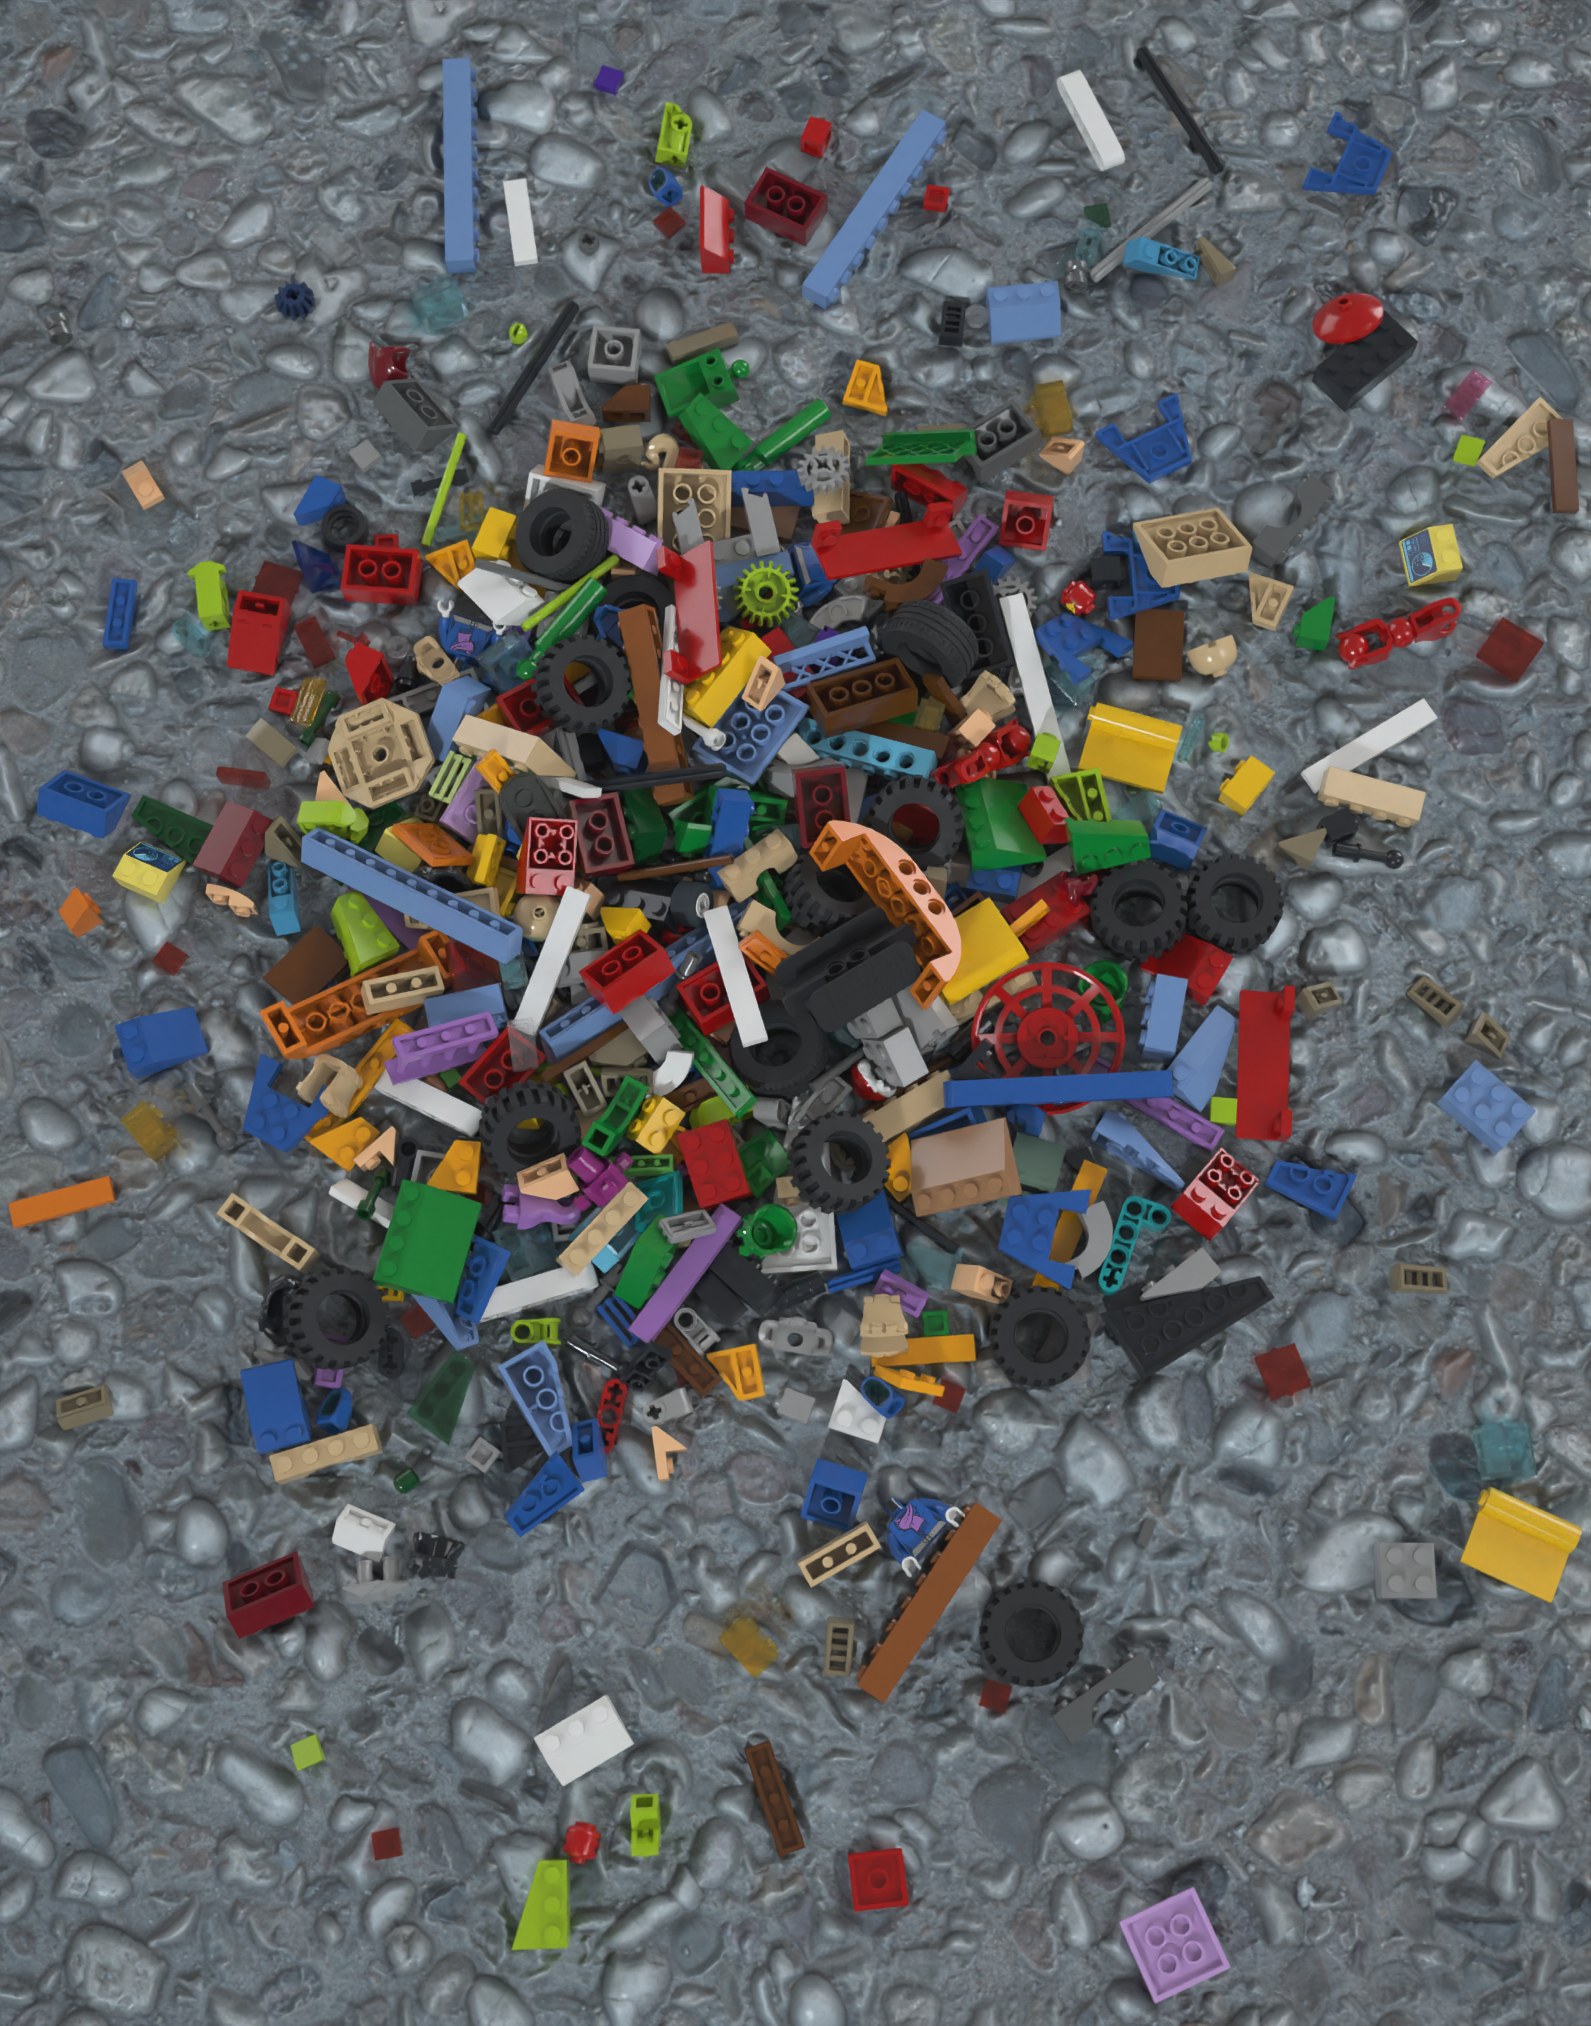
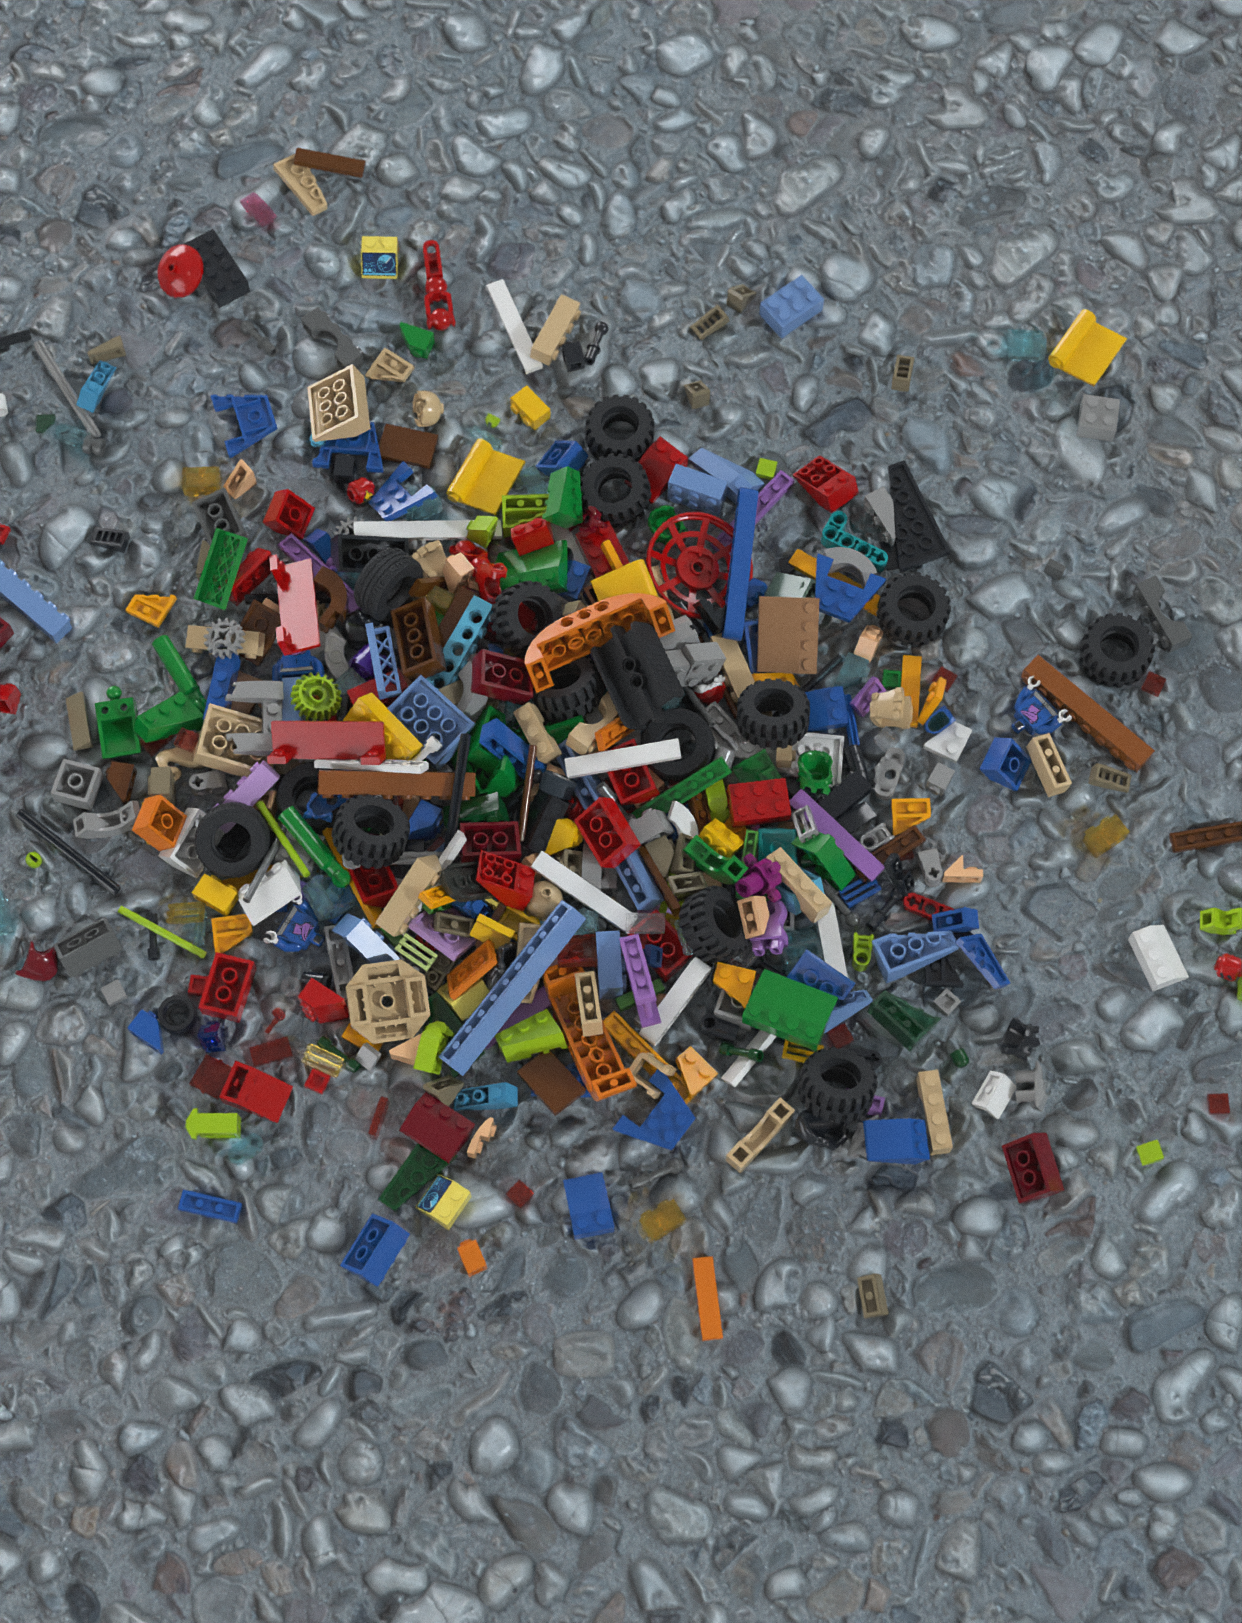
camera: 85 degrees left, 5 degrees down
(143, 485) = (95, 1176): light nougat slope -> none
(272, 742) = (352, 1092): dark tan slope -> none
(335, 1411) = (902, 1102): blue rock -> none
(383, 1146) = (703, 1042): light nougat slope -> none
(427, 653) = (302, 961): tan piece -> none
(476, 1059) = (653, 955): none -> dark blue tile
(763, 684) = (398, 701): light nougat slope -> none
(1024, 312) = (115, 486): medium blue slope -> none
(1126, 1143) = (780, 532): medium blue wedge -> none
(1264, 1065) = (738, 436): red bracket -> none
(1282, 1371) = (954, 467): clear red piece -> none
(1301, 848) = (585, 380): dark tan slope -> none
(1314, 1188) = (830, 422): blue wing -> none
(1359, 167) = (51, 239): blue wing -> none
(1468, 450) = (302, 218): lime slope -> none
(1510, 649) = (460, 225): clear red tile -> none

